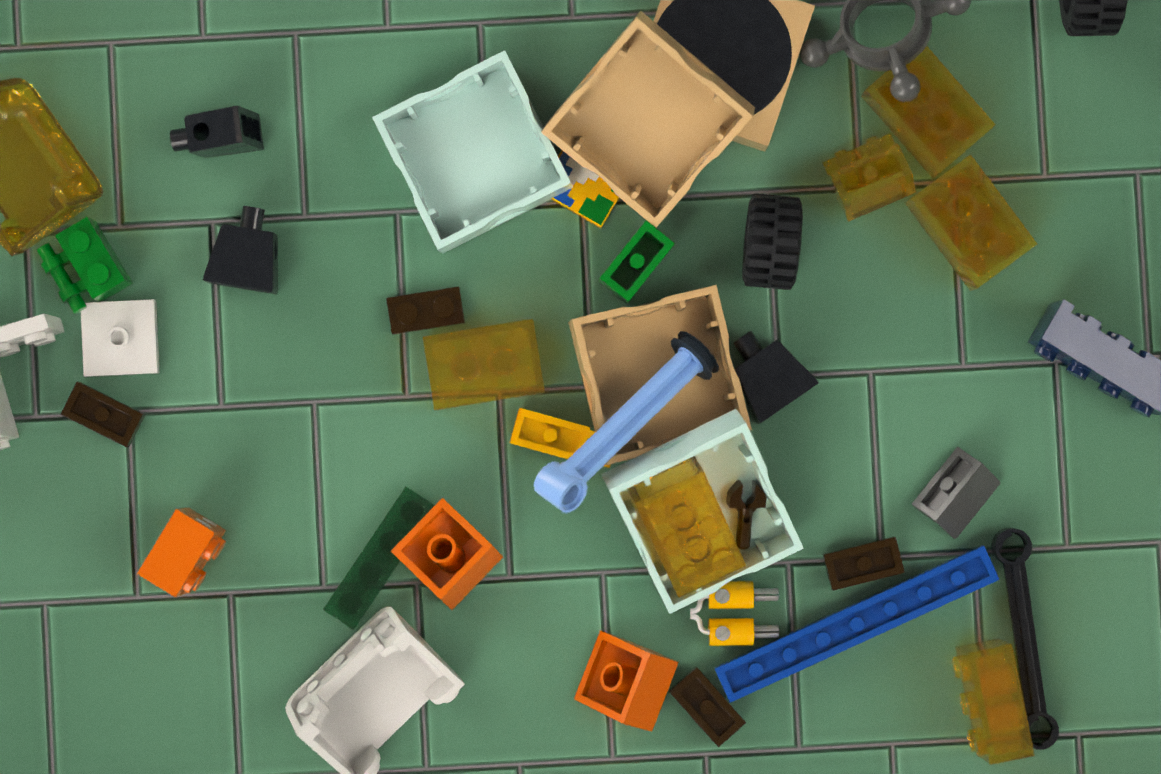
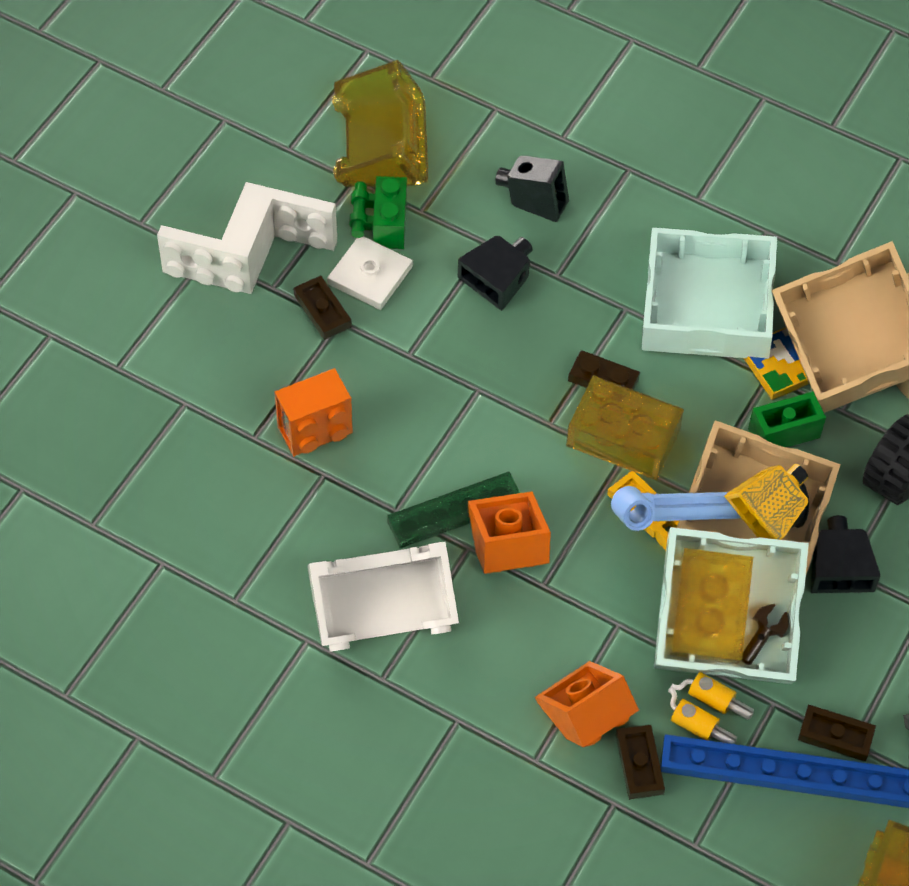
camera: 30 degrees right, 30 degrees down
(681, 388) = (770, 500): none -> yellow torso

